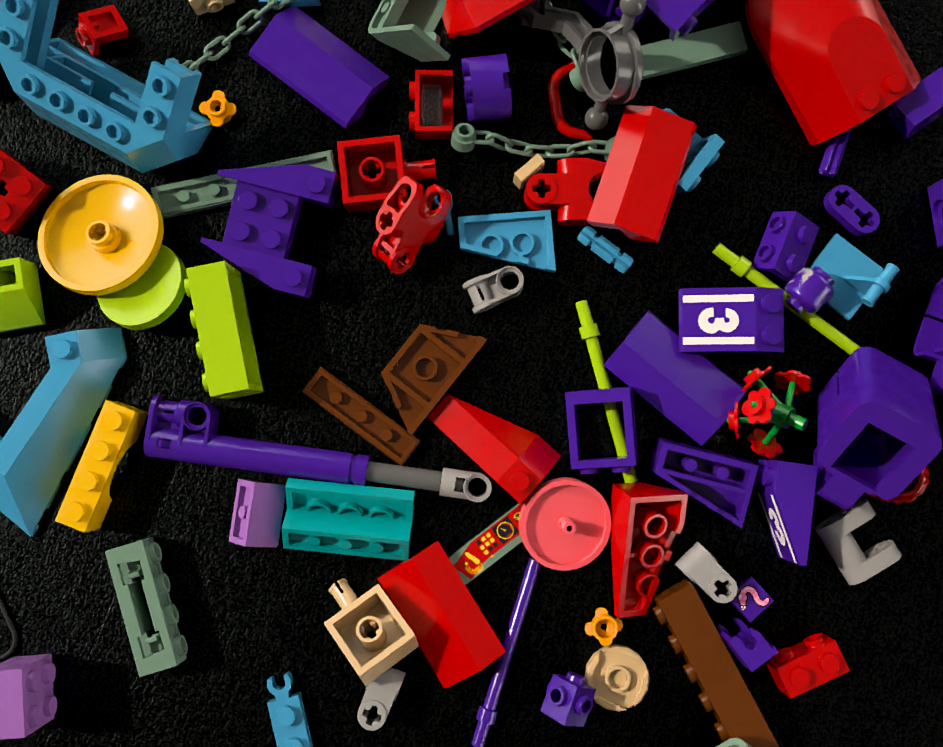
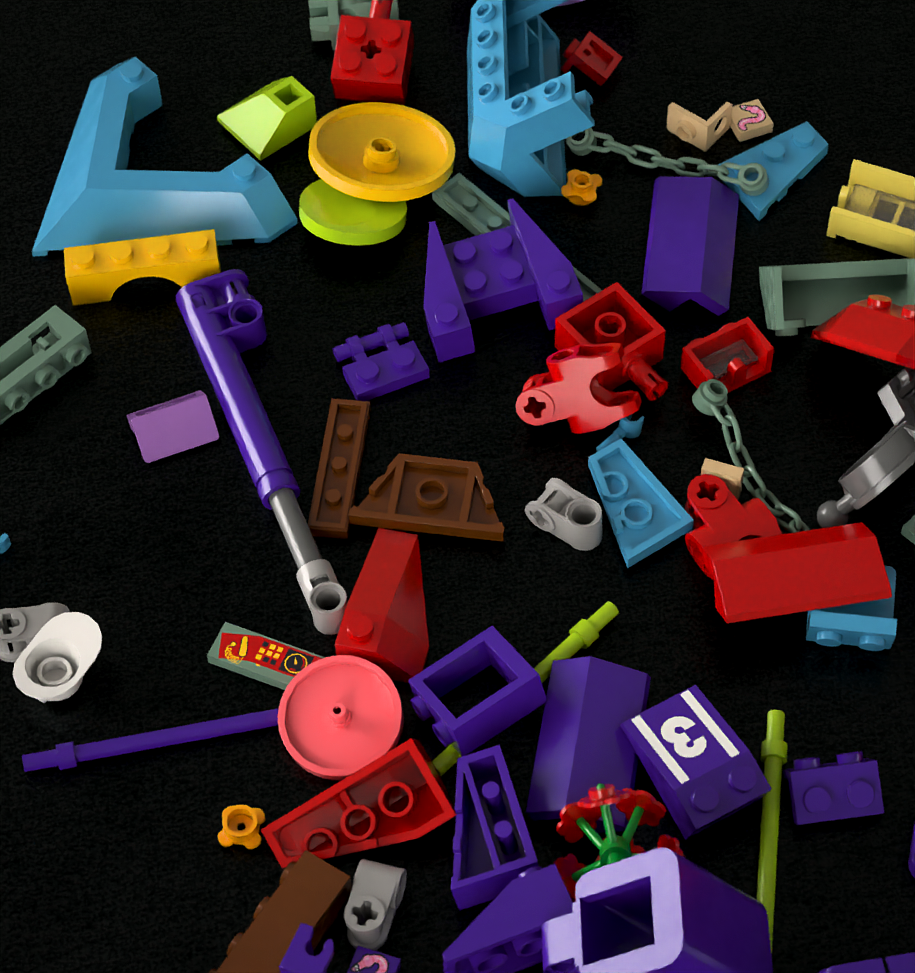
camera: 60 degrees right, 30 degrees down
(223, 331) = (349, 292): lime piece -> none
(298, 339) = (383, 371): none -> dark purple plate
(348, 519) = (216, 509): teal slope -> none
(366, 614) = (101, 573): tan brick -> none
(419, 693) = (58, 657): none -> white piece
(442, 615) = (159, 644): red slope -> none
(487, 87) = (779, 388): dark purple brick -> none
(556, 108) = (814, 477): red animal -> none
(568, 699) = (133, 821): dark purple brick -> none
(605, 249) = (690, 603): dark azure axle -> none
(617, 676) = (187, 875): tan tile -> none
(809, 290) = (792, 824): dark purple head -> none
(855, 276) = (843, 872): dark azure plate -> none

